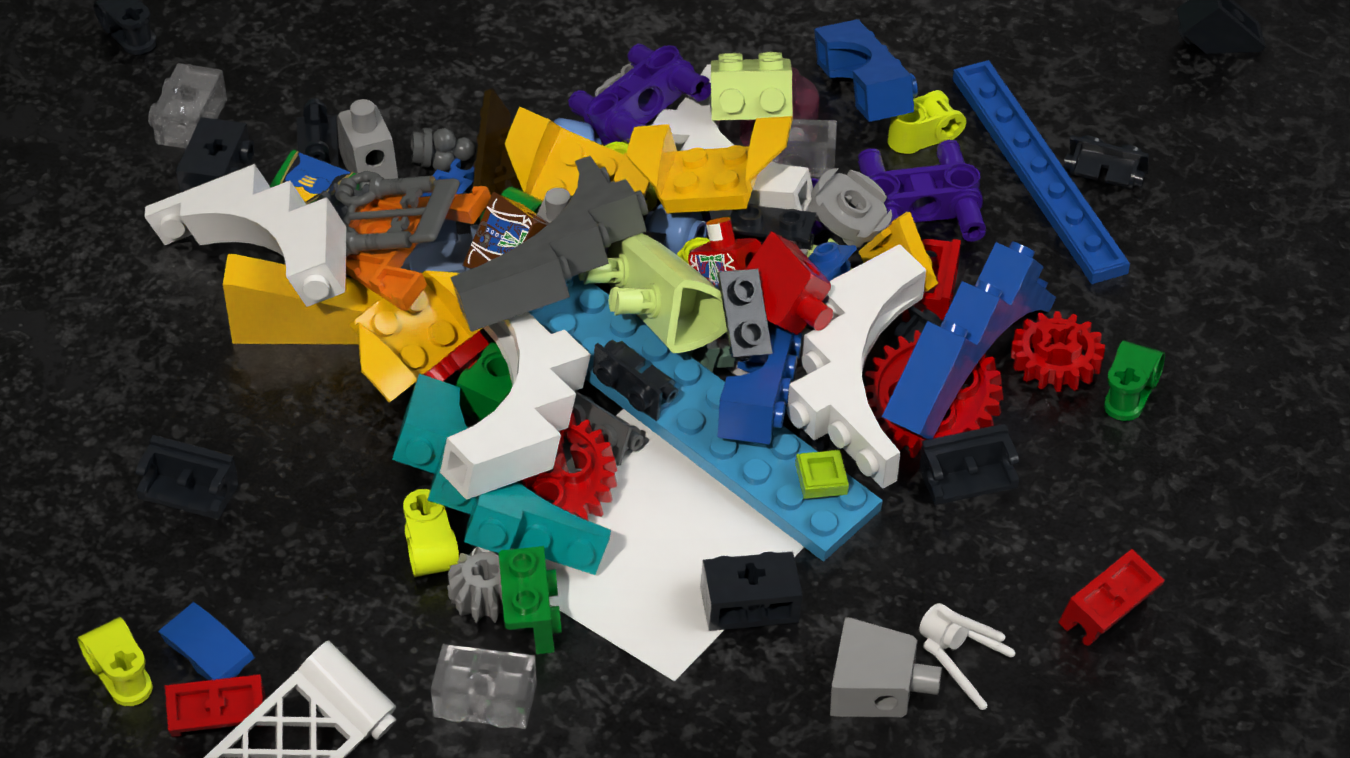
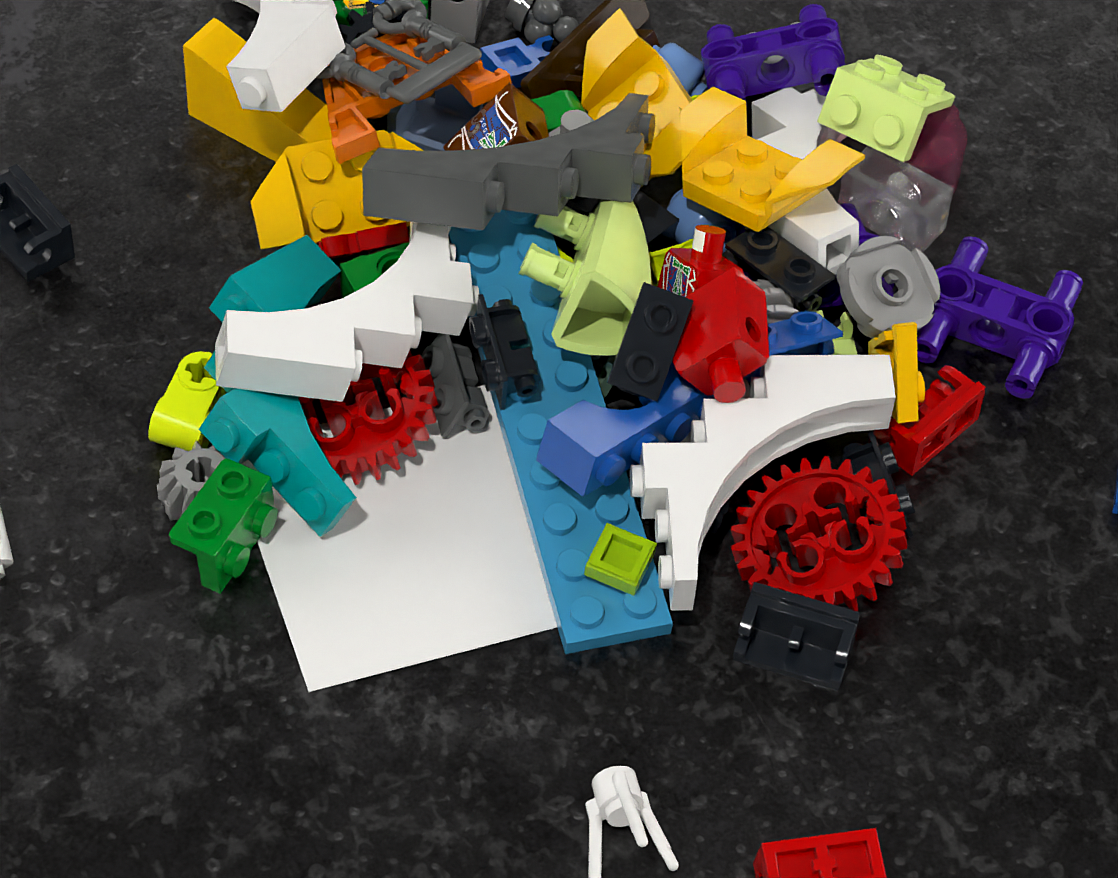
camera: 30 degrees right, 5 degrees up
(484, 686) = (111, 589): clear brick -> none
(750, 590) = (450, 640): black brick -> none
(878, 672) = (505, 803): light grey torso -> none
(880, 80) = (1040, 151): blue arch -> none
(925, 125) = (1065, 237): neon yellow piece -> none
(973, 322) = (902, 478): blue arch -> none
(1057, 351) = (998, 566): red gear -> none
(1132, 380) = (1057, 642): green piece -> none

